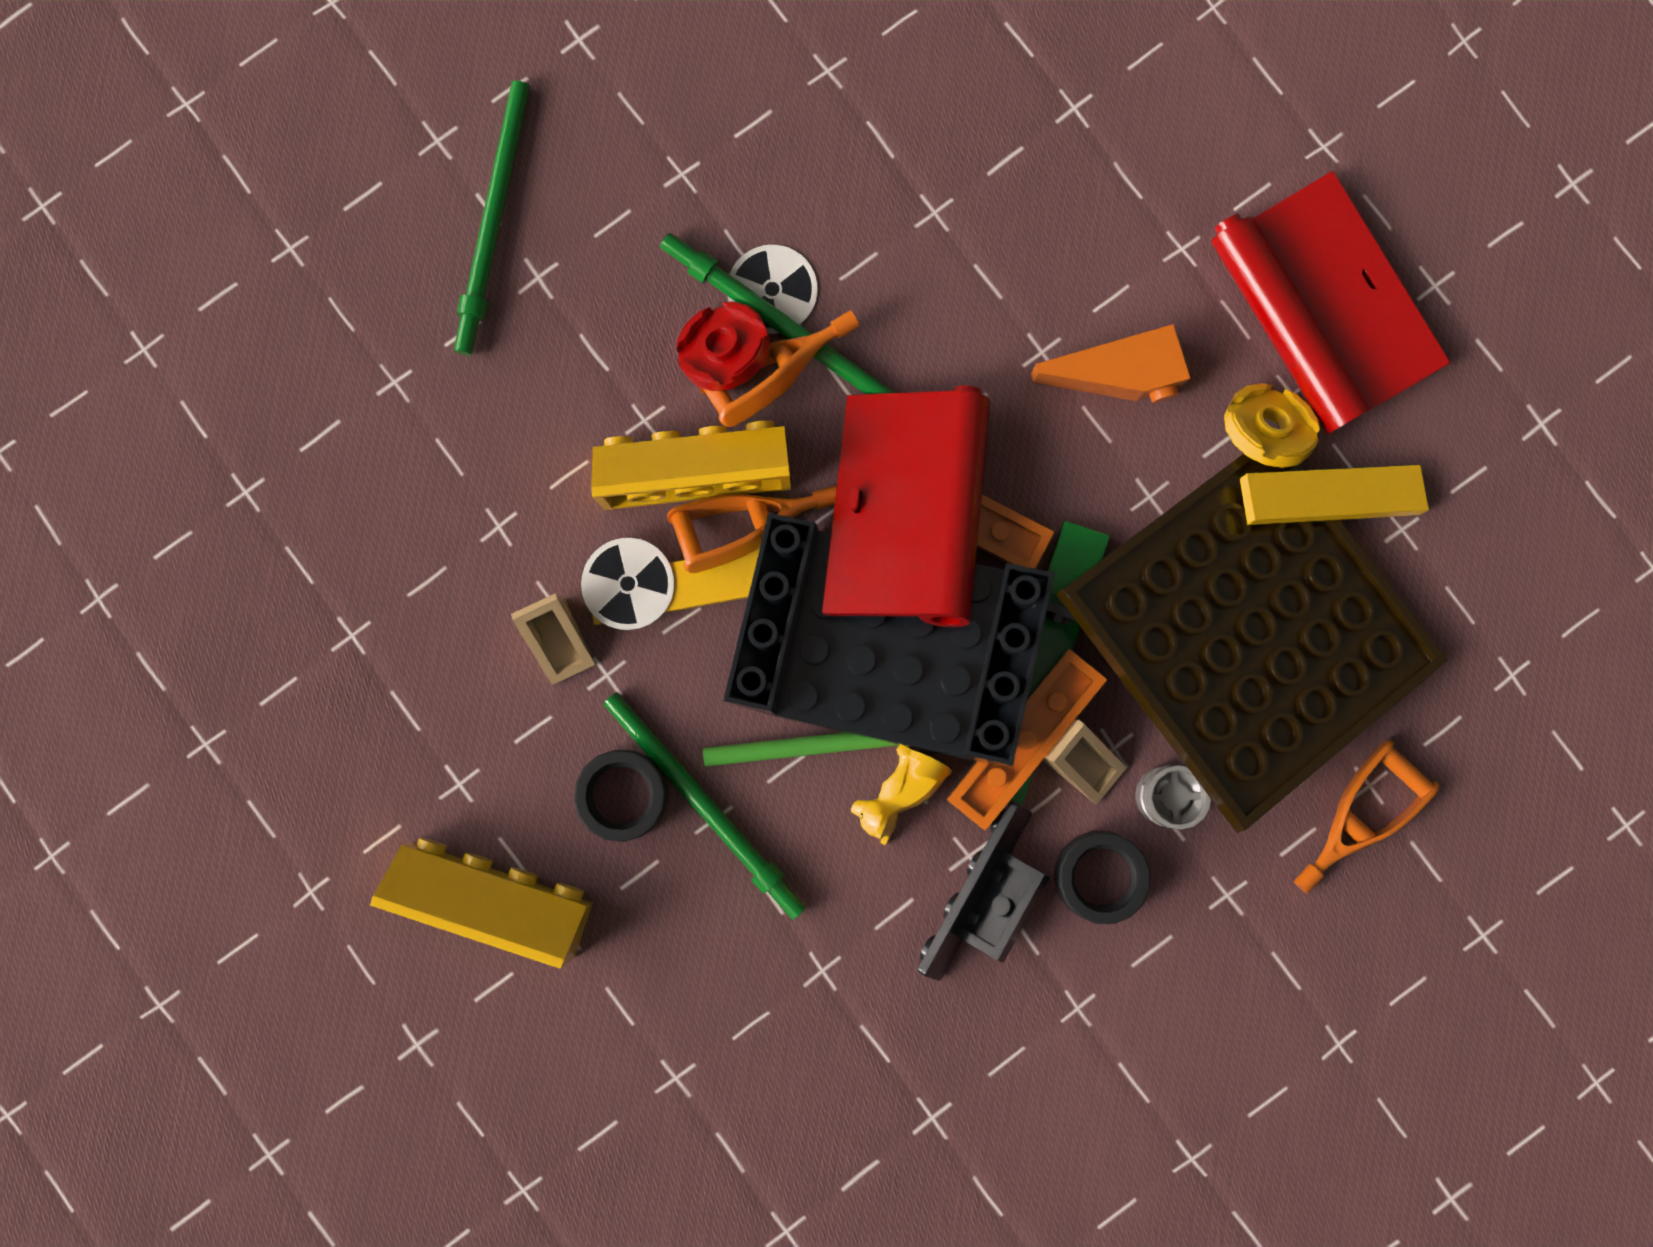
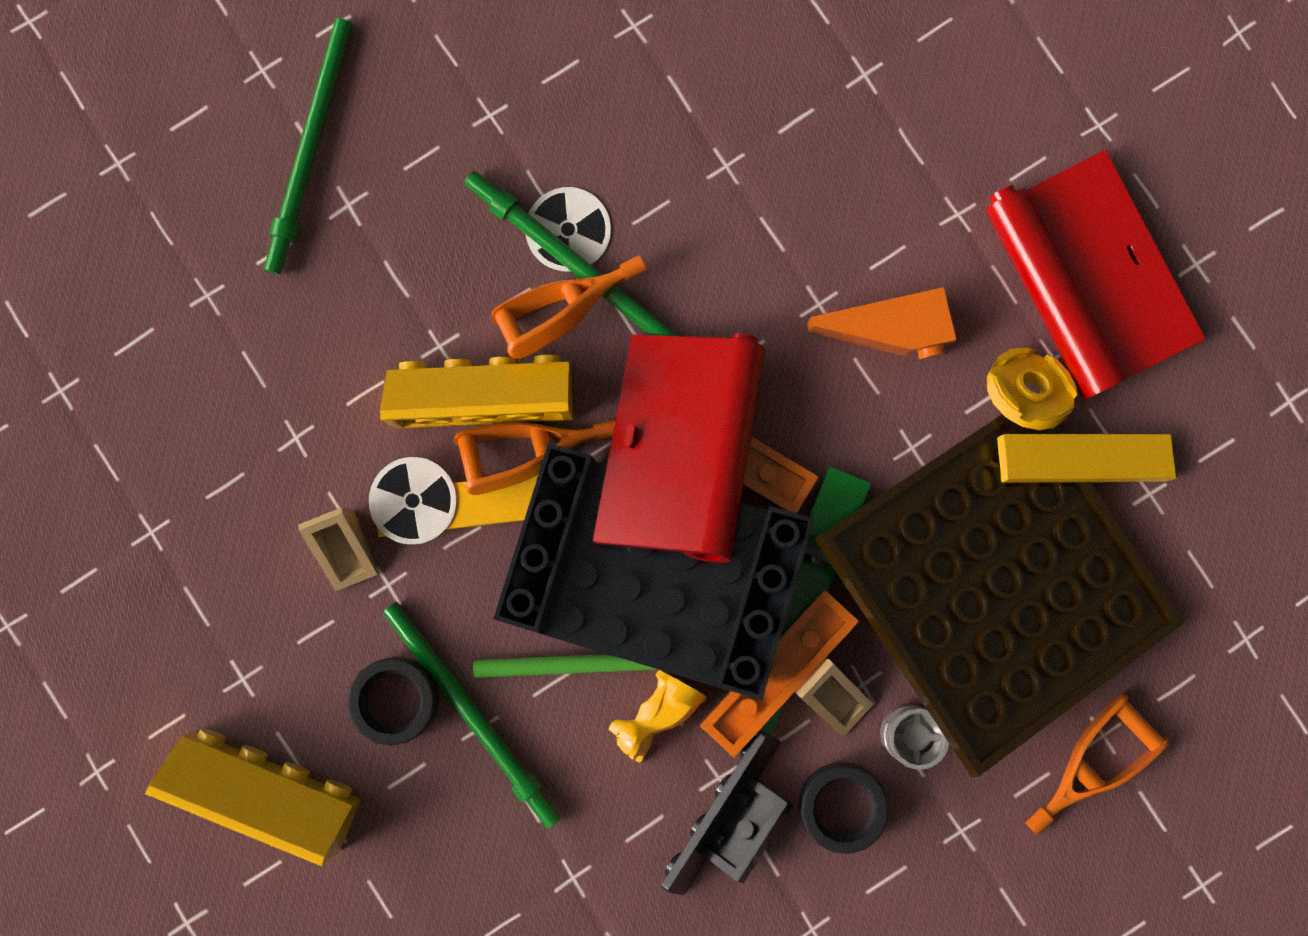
camera: 10 degrees right, 0 degrees up
(723, 346) = (516, 282): red tile -> none

